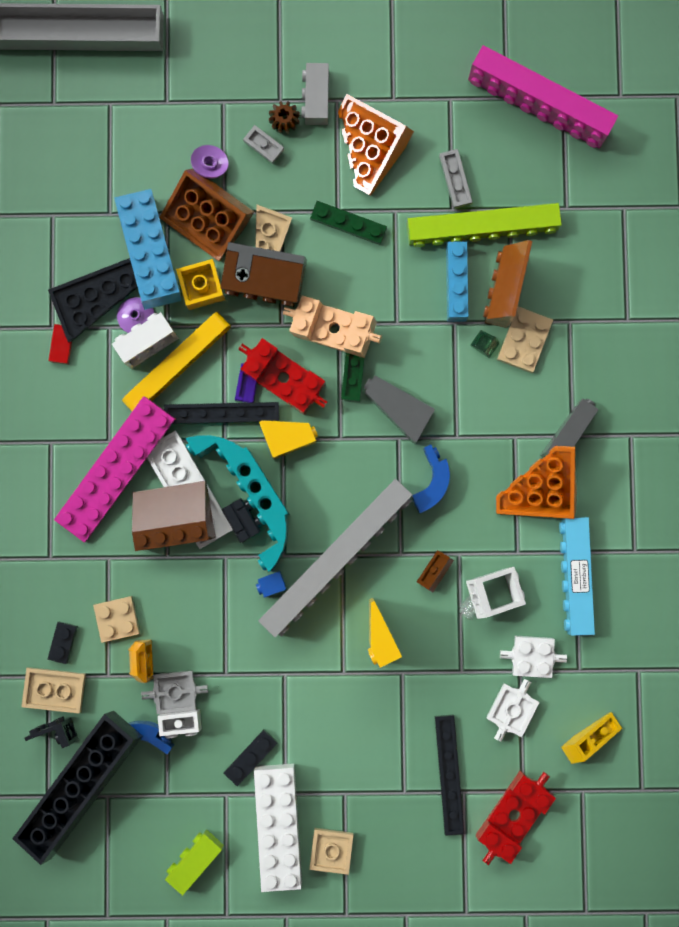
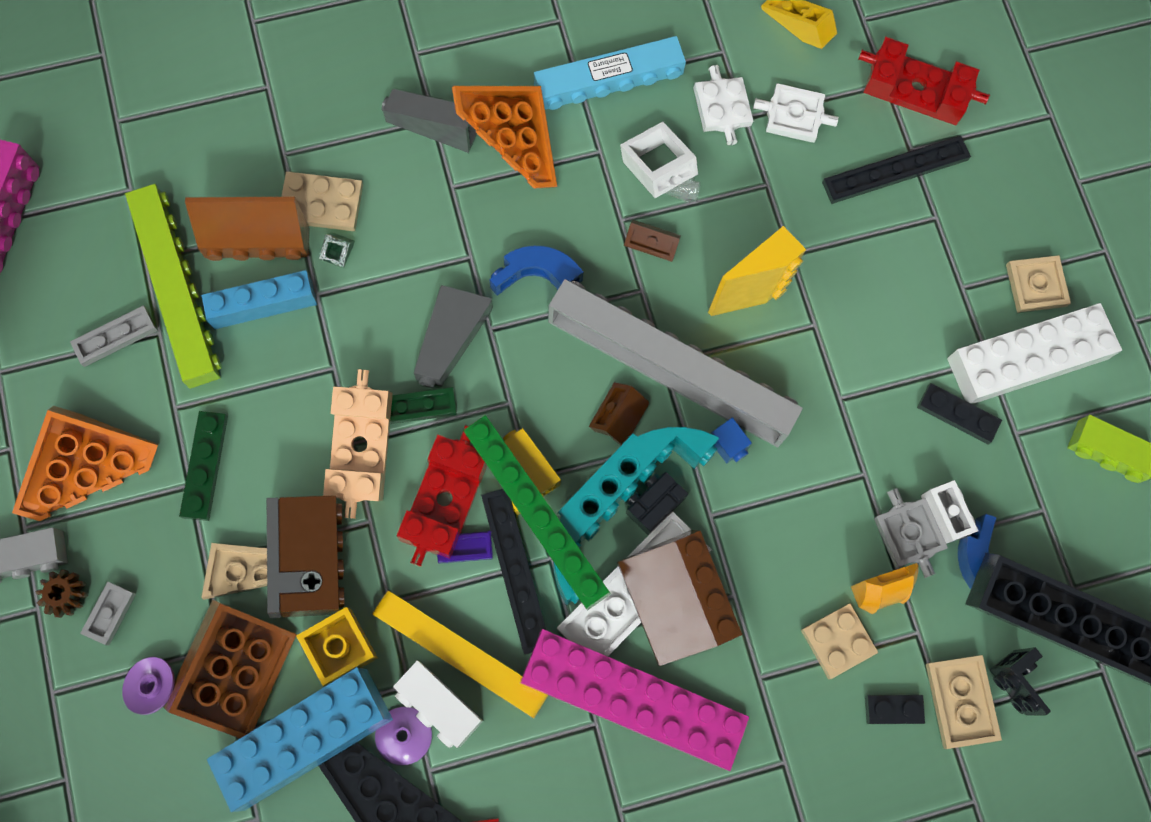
camera: 115 degrees left, 10 degrees down
(250, 432) = (537, 513): none -> green plate
(312, 512) = (619, 412): none -> reddish brown panel

